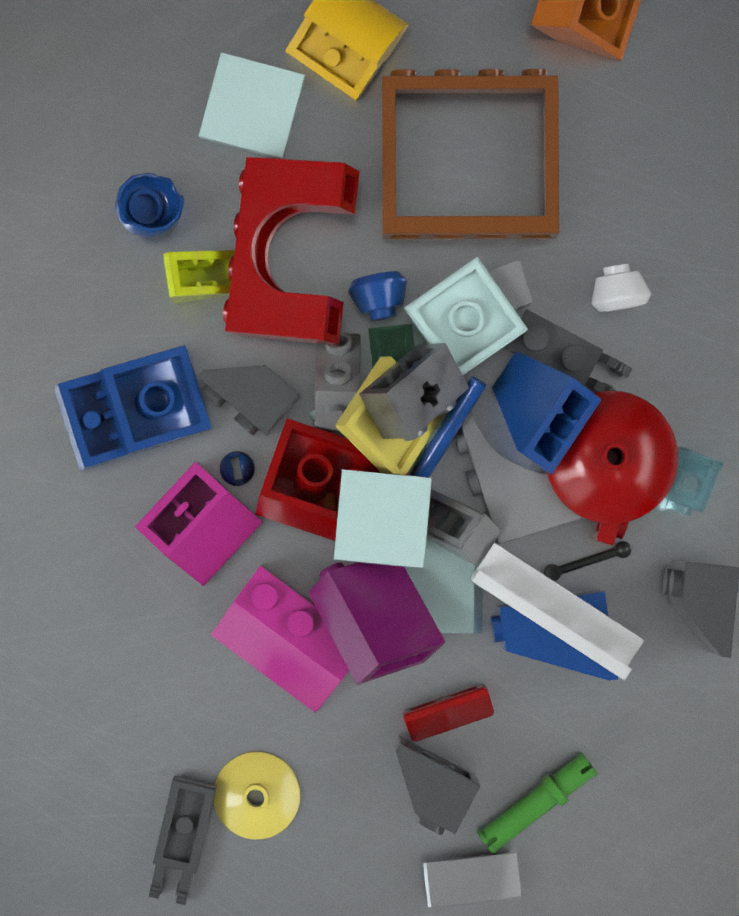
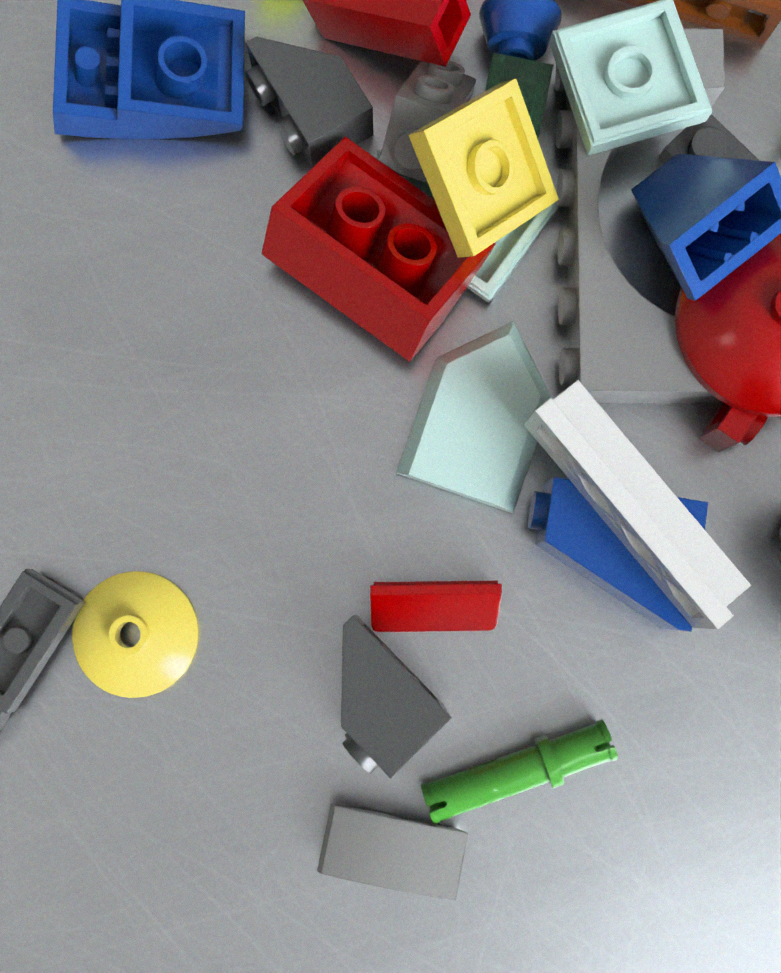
camera: 15 degrees right, 5 degrees down
(198, 523) = (179, 234): dark pink slope -> none
(246, 465) = (270, 193): blue hinge -> none
(283, 638) = (249, 430): dark pink slope -> none
(375, 618) = (377, 431): magenta brick -> none
(382, 519) = (432, 289): light aqua tile -> none
(414, 392) = (532, 128): flat silver brick -> none
(449, 429) = (553, 220): blue bar -> none
(473, 537) = (528, 351): light grey slope -> none
(622, 550) = (737, 462): pearl dark grey hinge -> none

